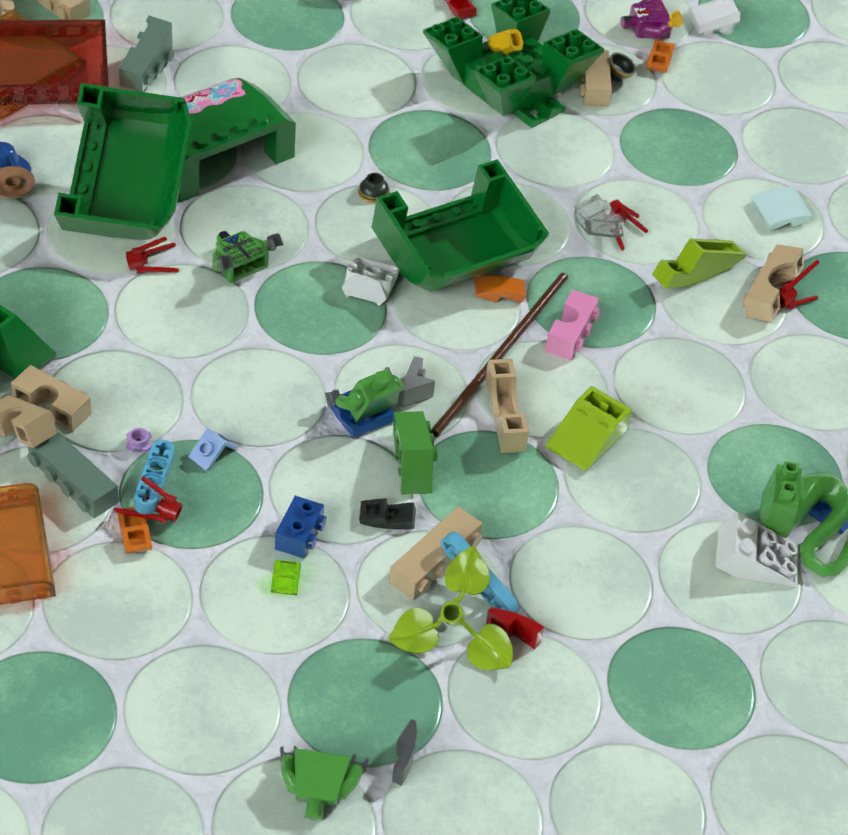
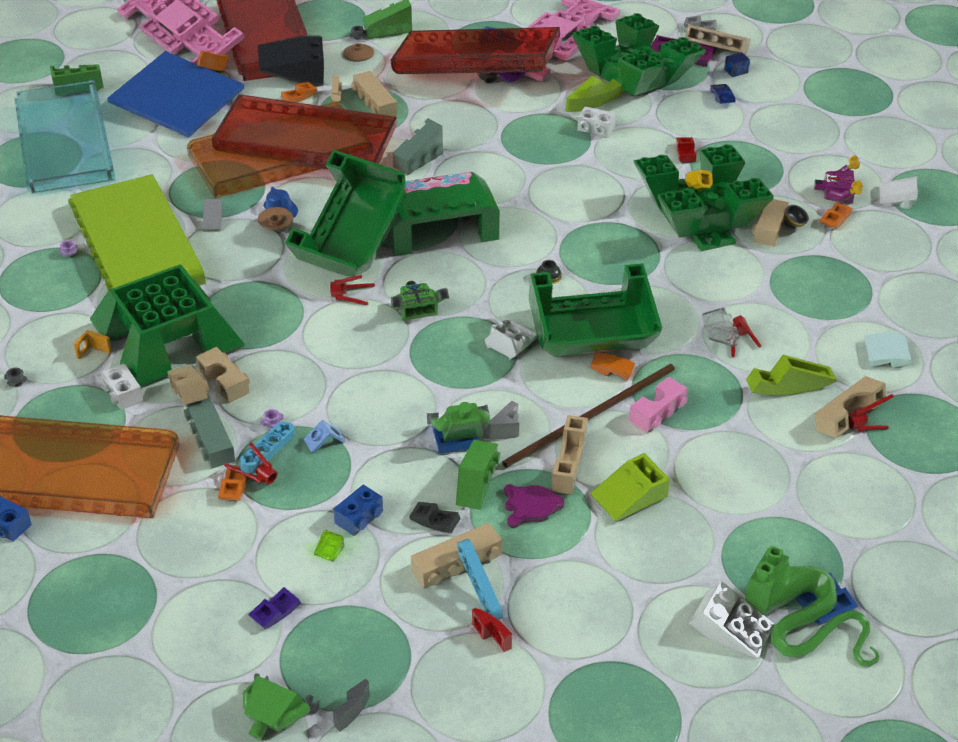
camera: 25 degrees right, 5 degrees down
(260, 667) = (273, 611): none -> dark purple slope
(417, 633) = (409, 610): lime plant -> none
(485, 473) = (530, 504): none -> magenta tile

